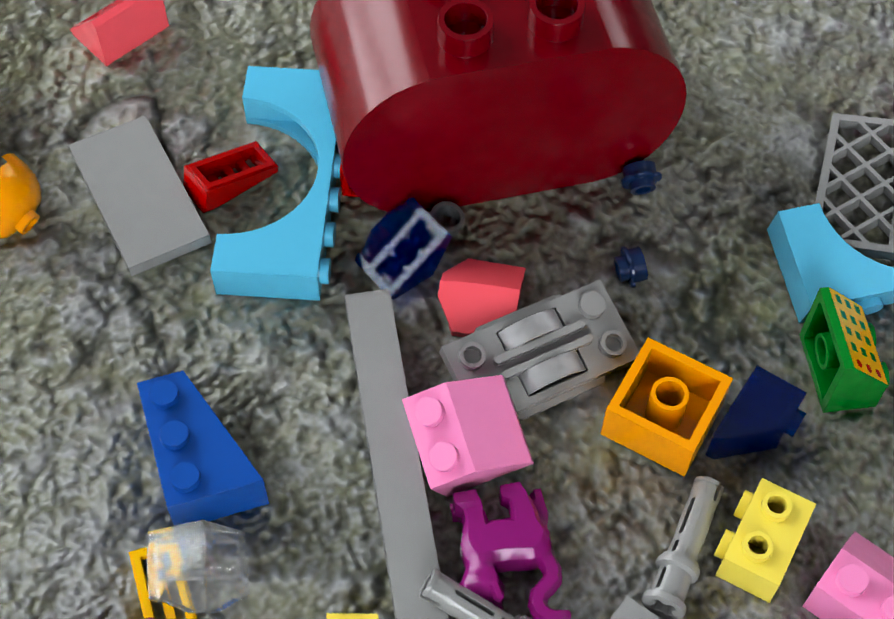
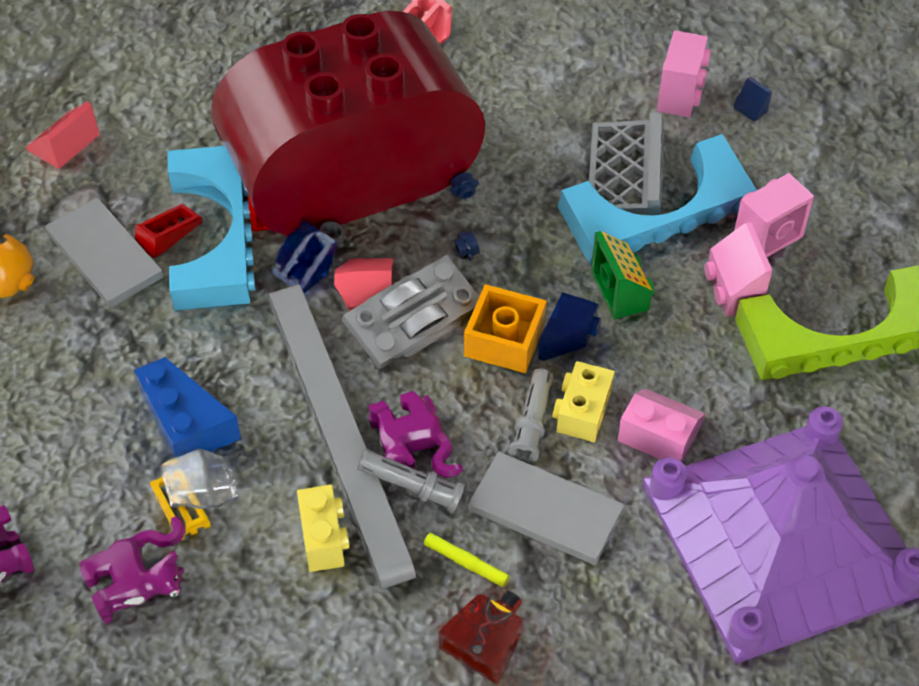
camera: 10 degrees left, 5 degrees down
(467, 433) = (371, 365): bright pink slope -> none

